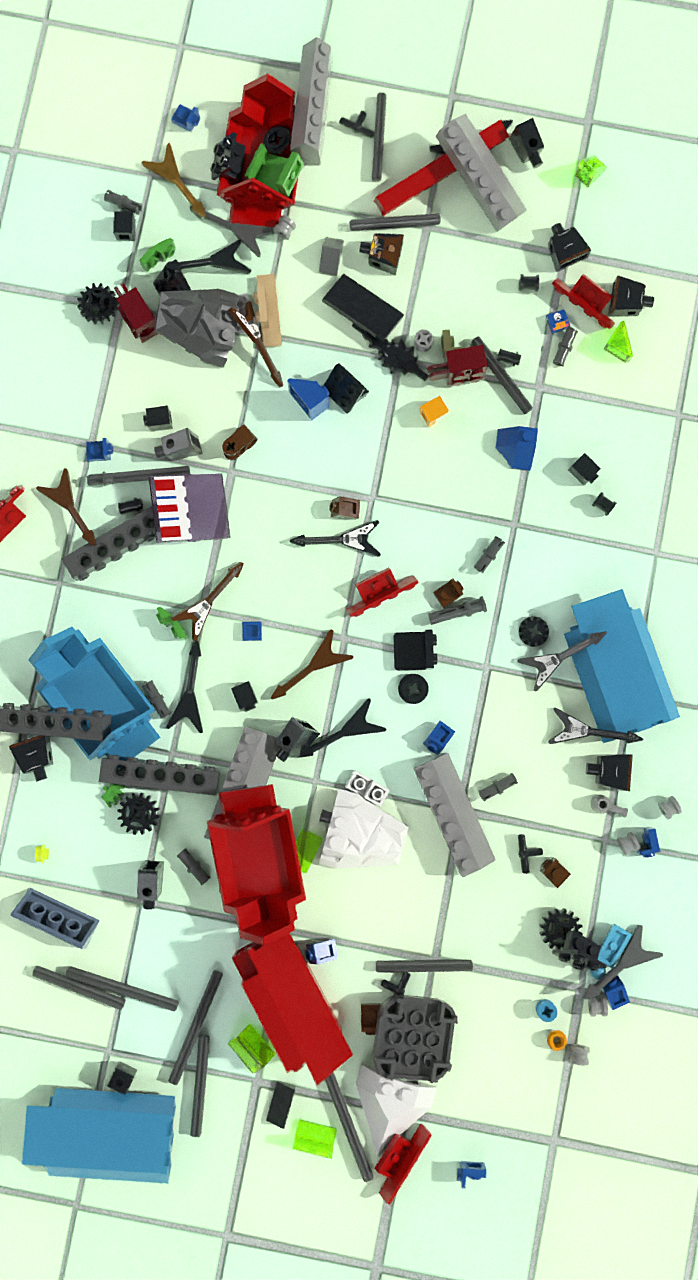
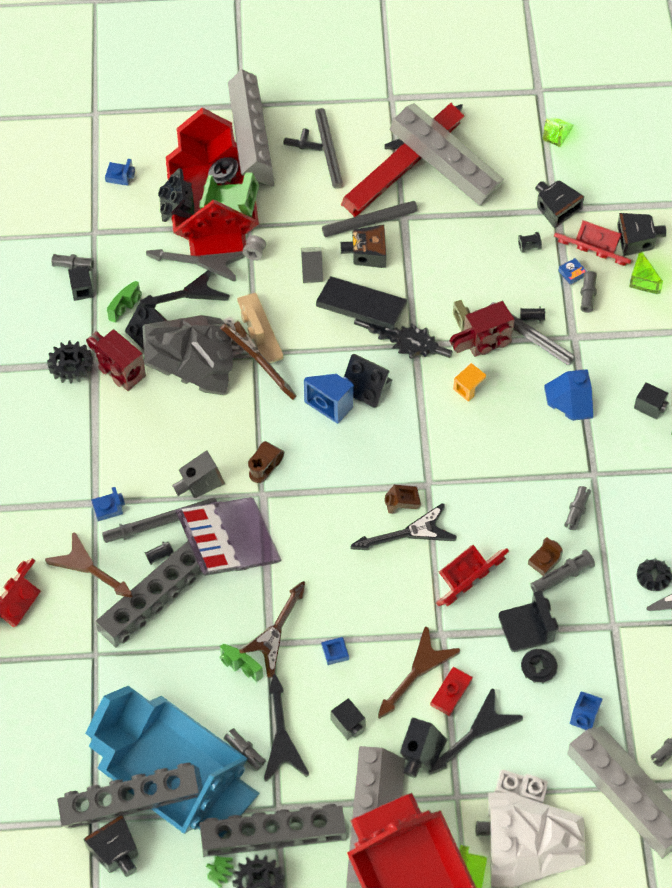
camera: 15 degrees left, 25 degrees down
(158, 418) = (167, 457): black brick -> none
(169, 171) = (115, 224): pearl gold piece -> none
(335, 691) = (451, 691): none -> red plate
(425, 337) = (433, 314): light grey wheel -> none
(527, 143) = (485, 118): black torso -> none

